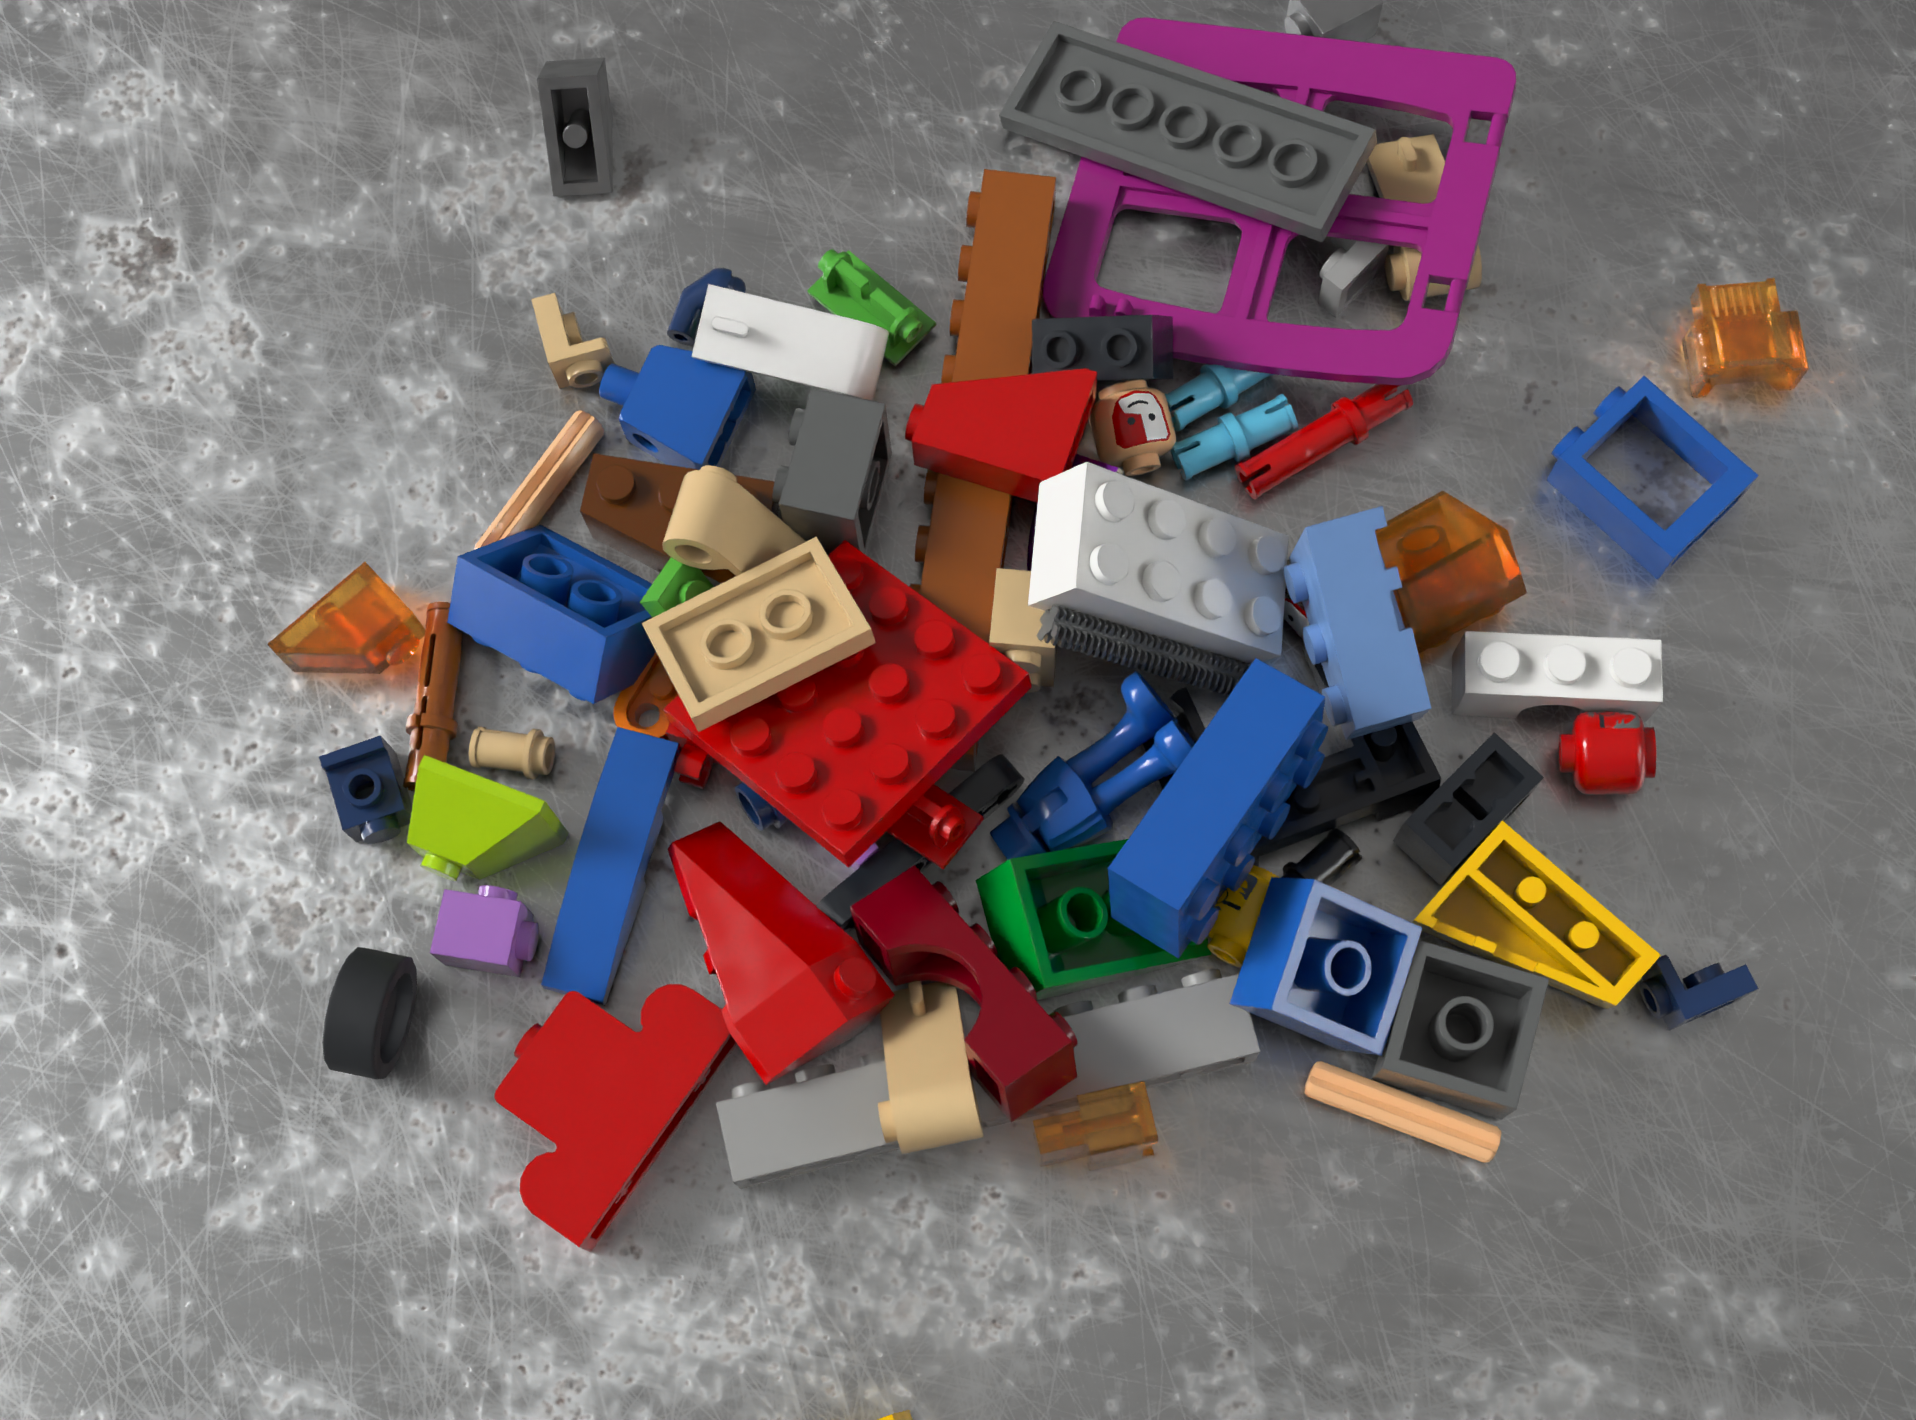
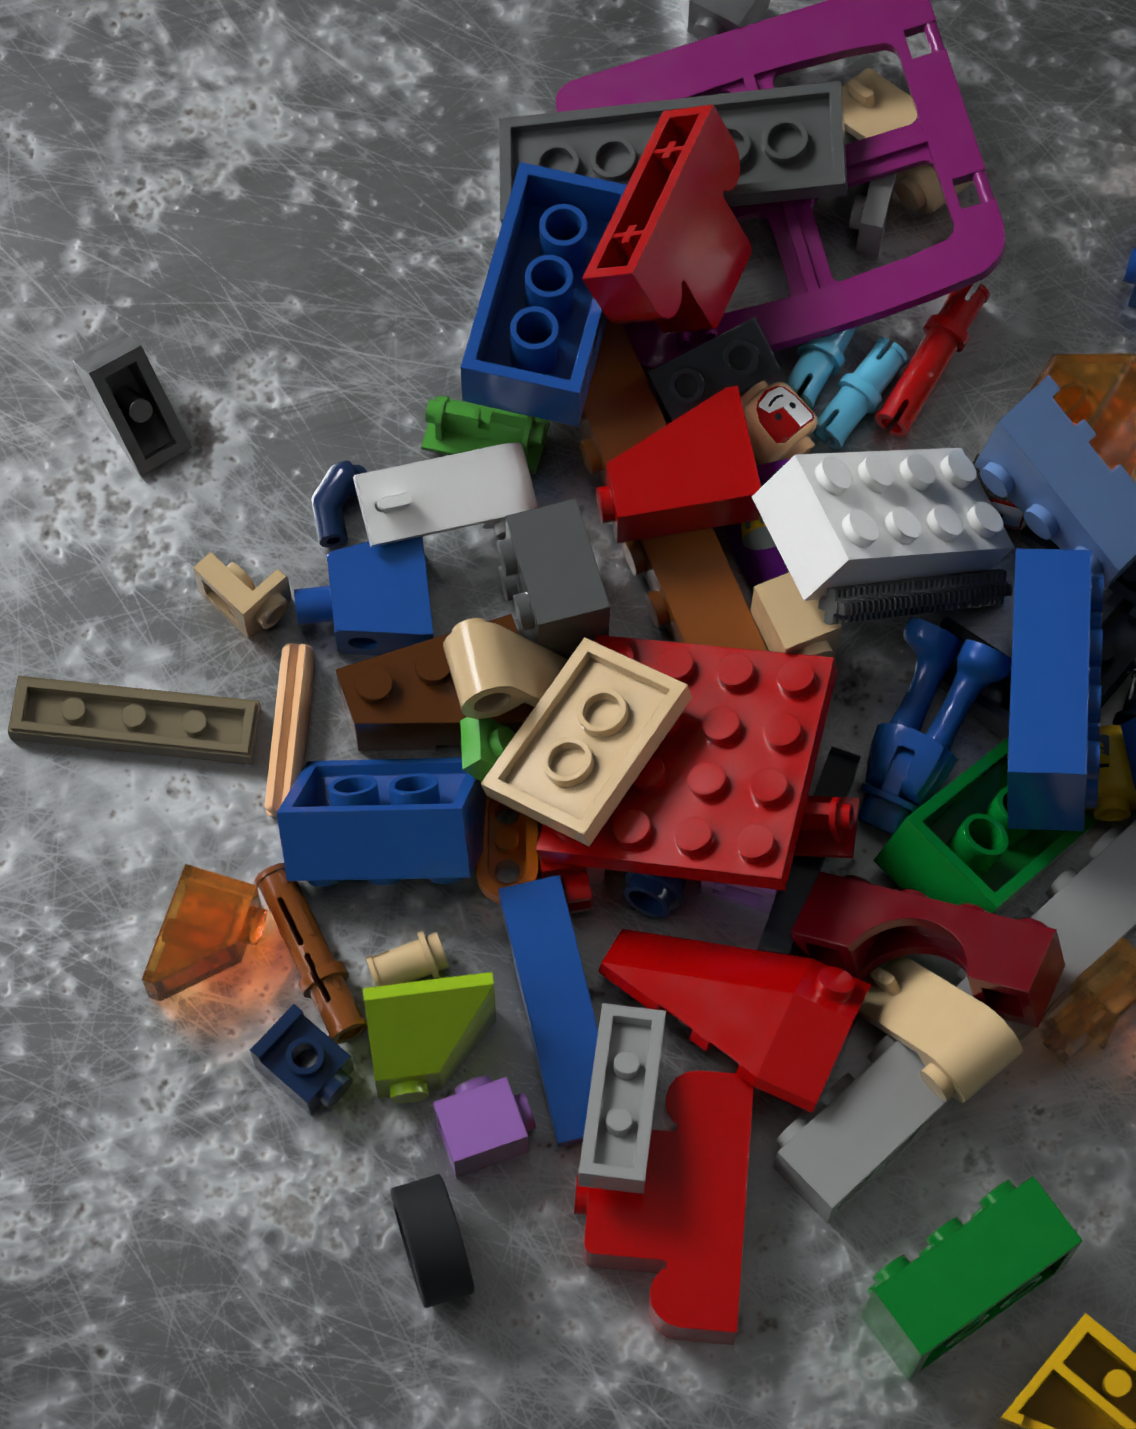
camera: 35 degrees left, 5 degrees down
(418, 412) = (134, 720): none -> dark tan tile
(602, 978) = (622, 1098): none -> light grey plate
(813, 1313) = (968, 1274): none -> green brick
(979, 200) = (536, 317): none -> blue brick
(1125, 200) = (673, 238): none -> red brick

